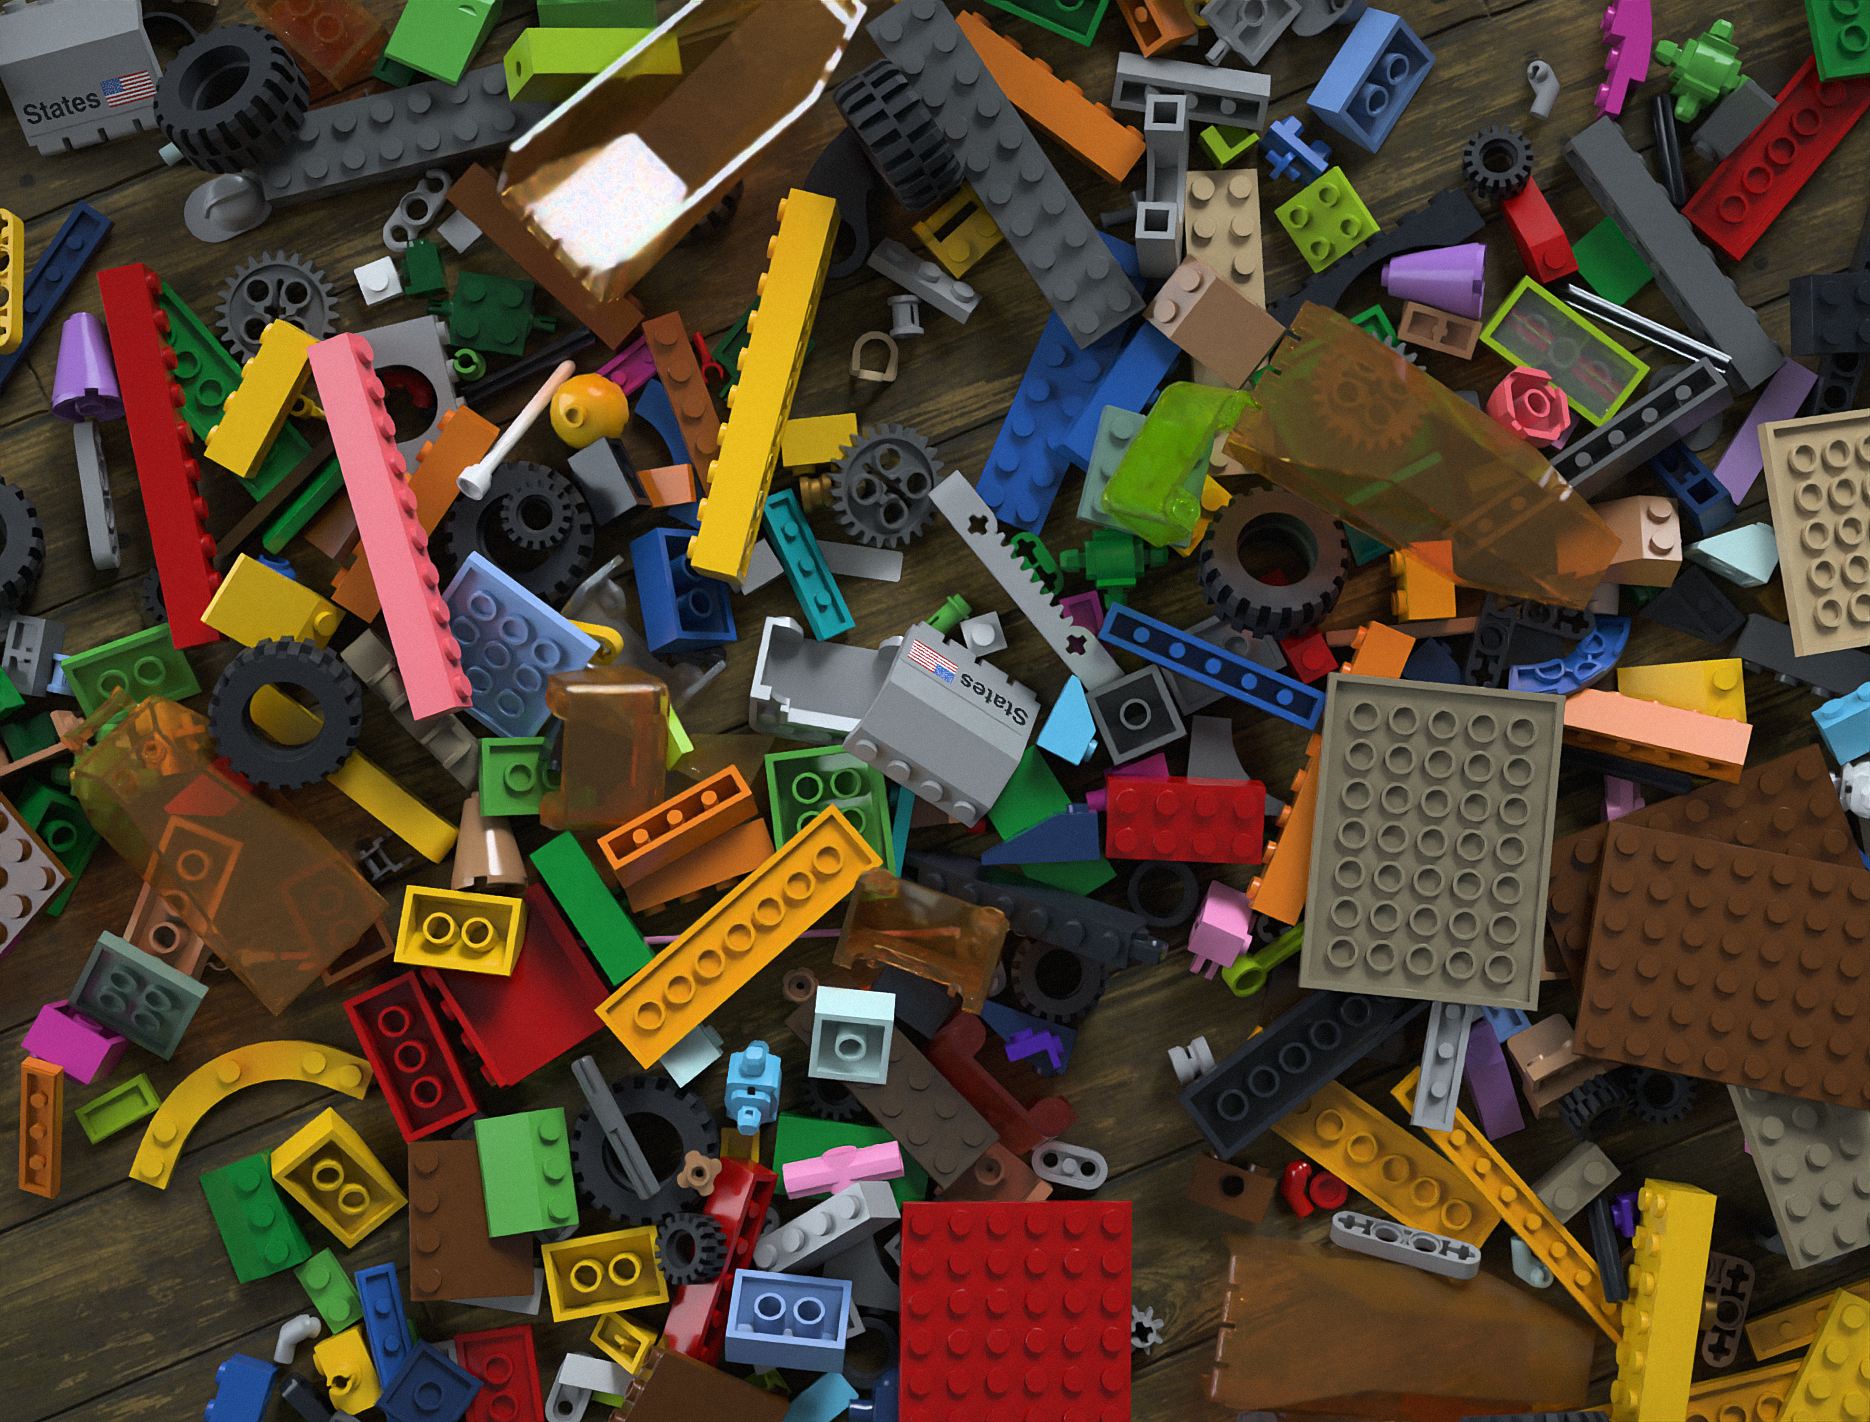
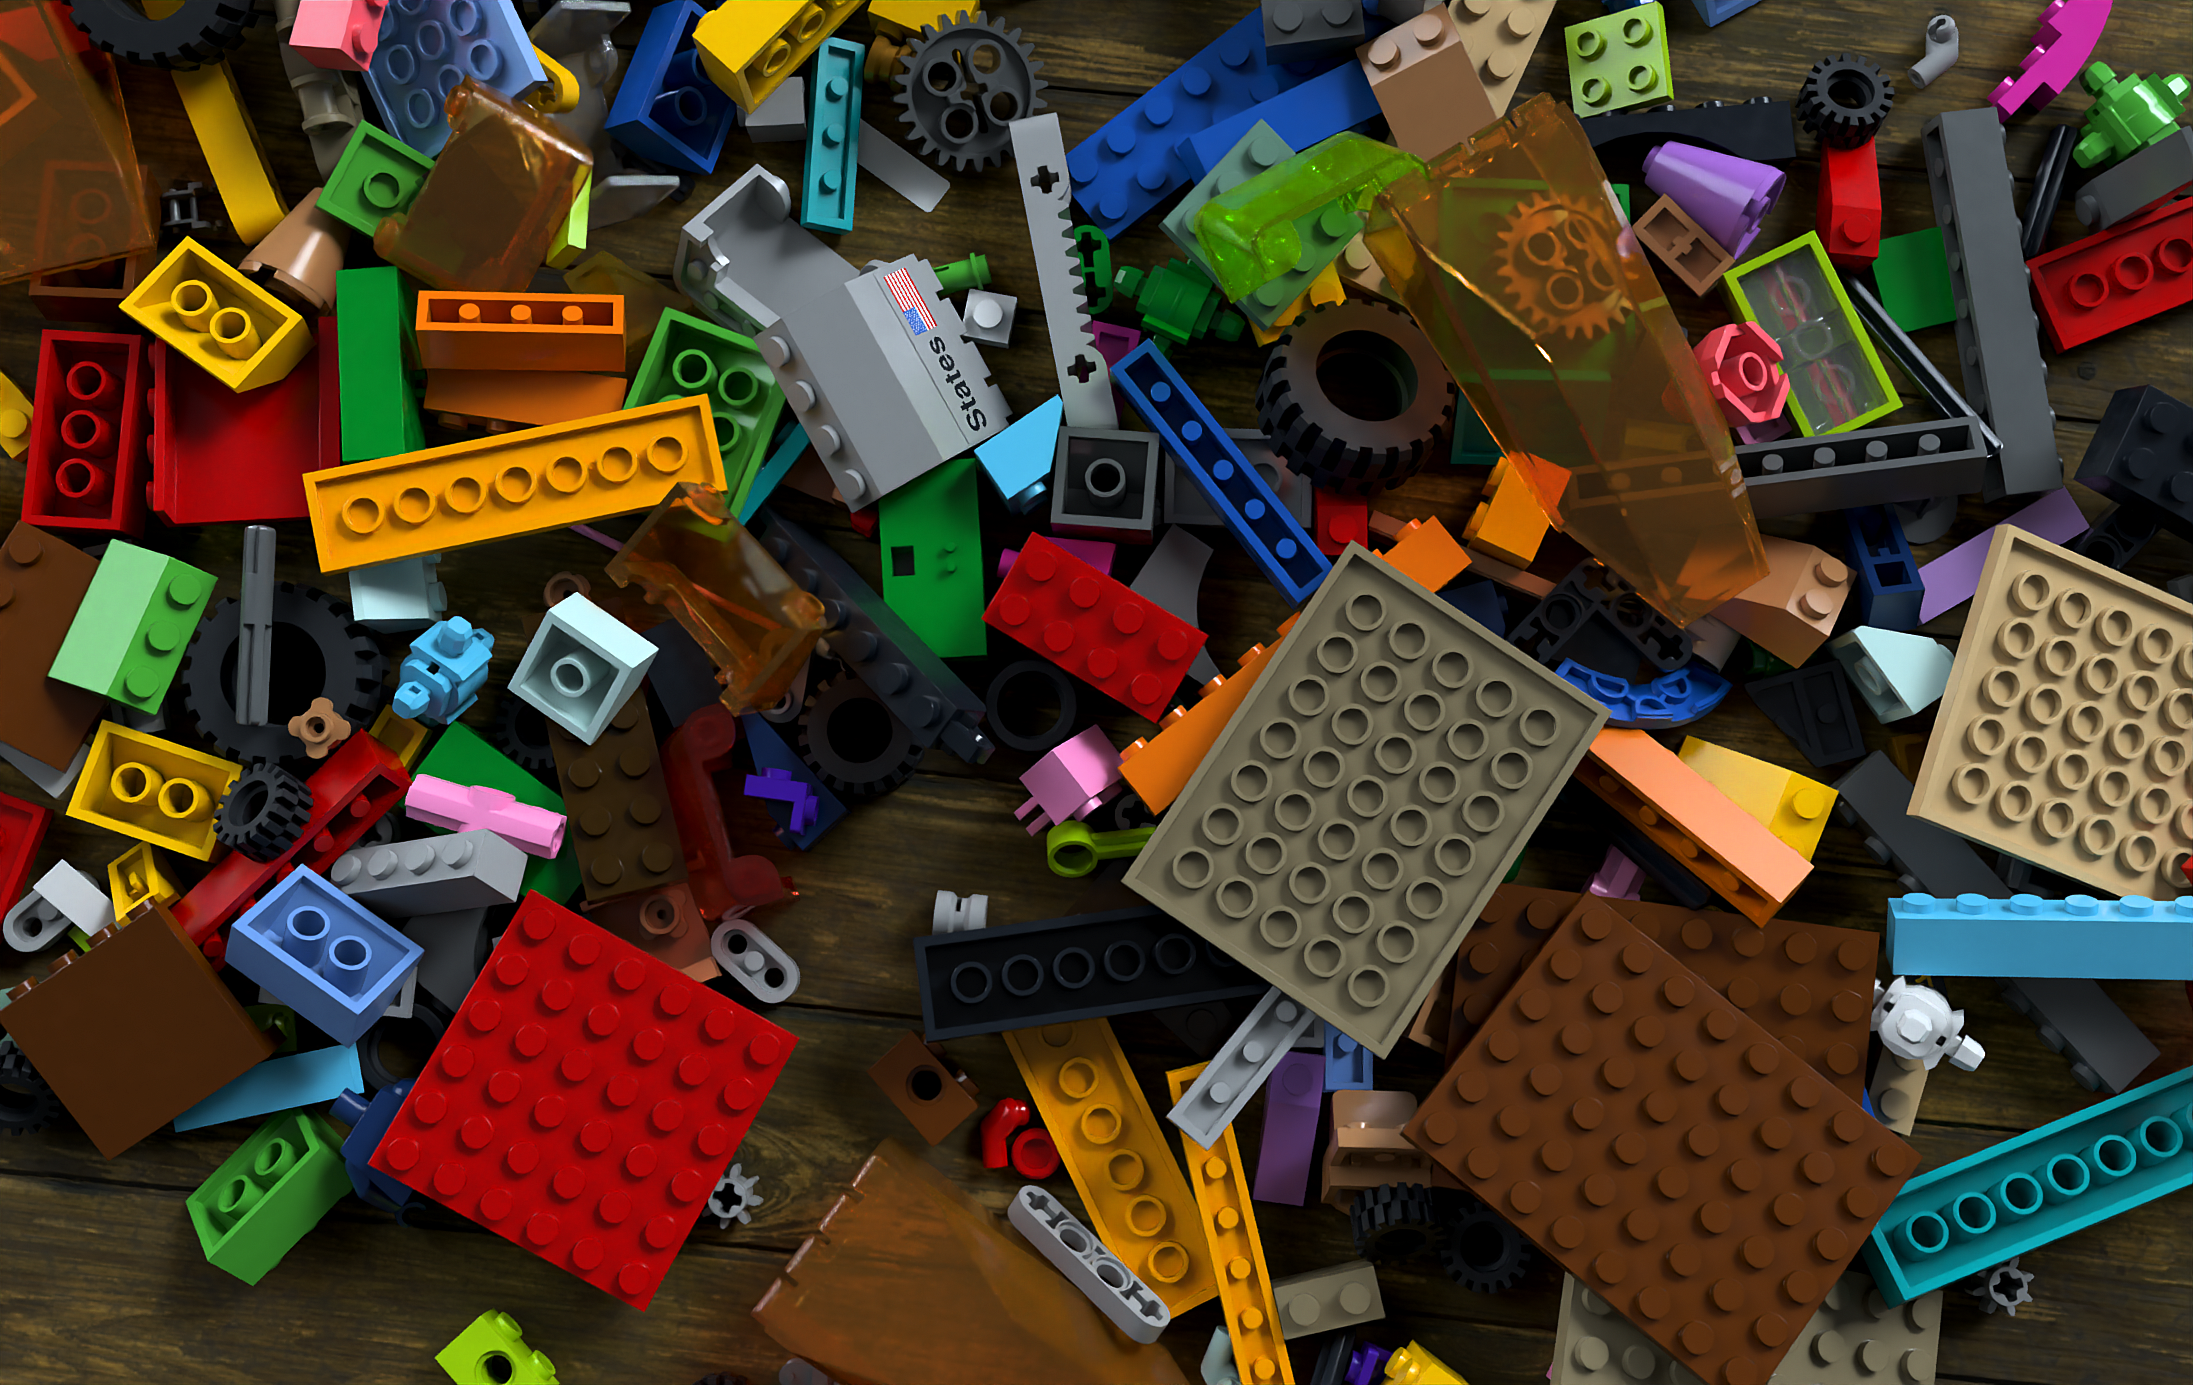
camera: 30 degrees right, 5 degrees down
(1059, 837) = (938, 567): dark blue slope -> none

